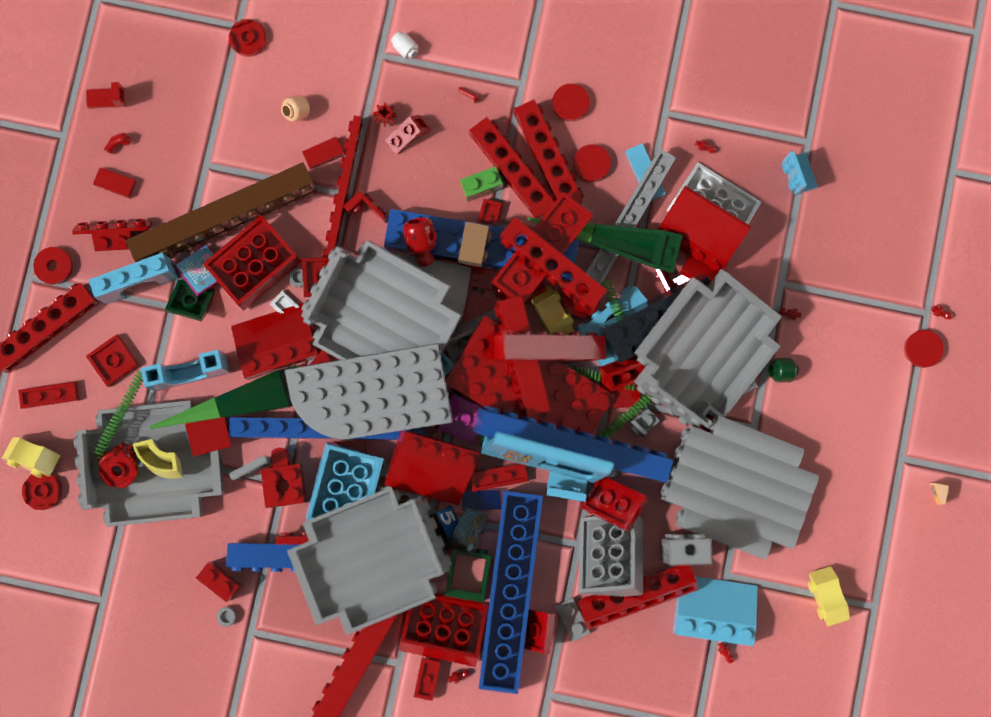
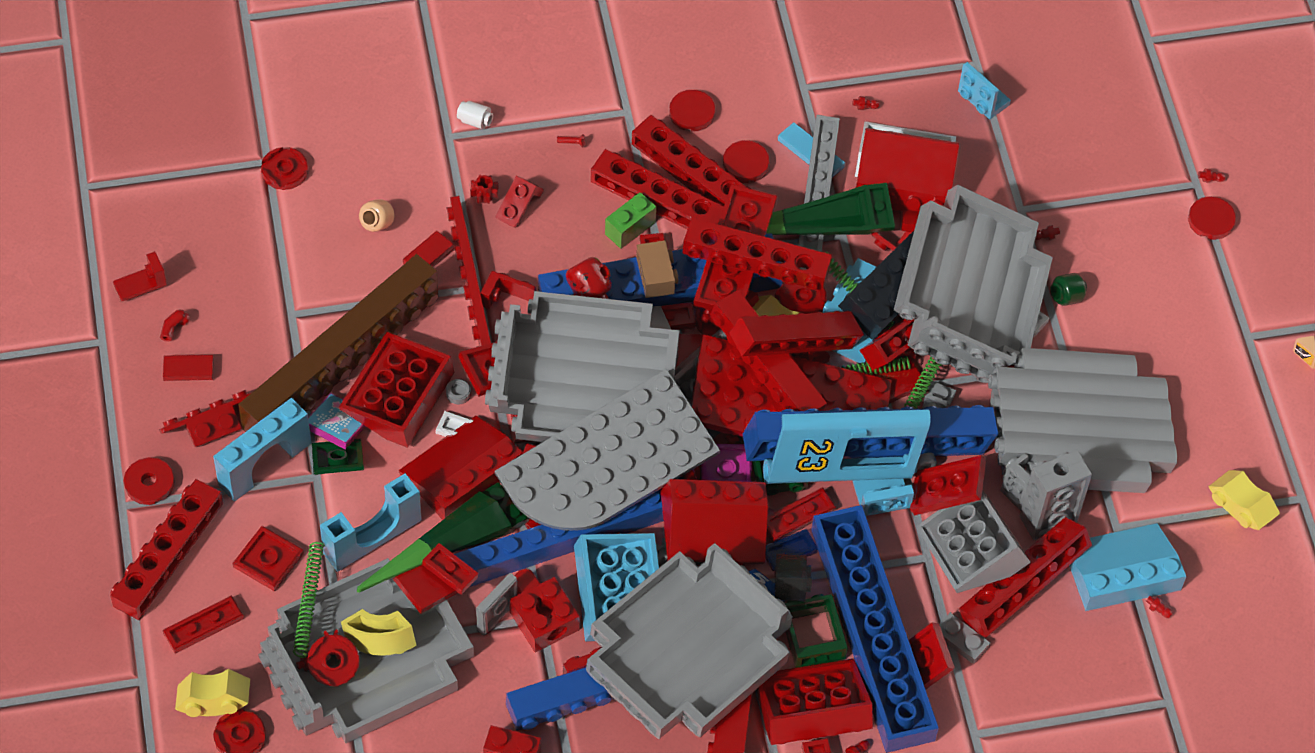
camera: 25 degrees left, 25 degrees down
(224, 433) = (450, 568): none -> red plate
(667, 522) = (1016, 480): none -> light grey bracket

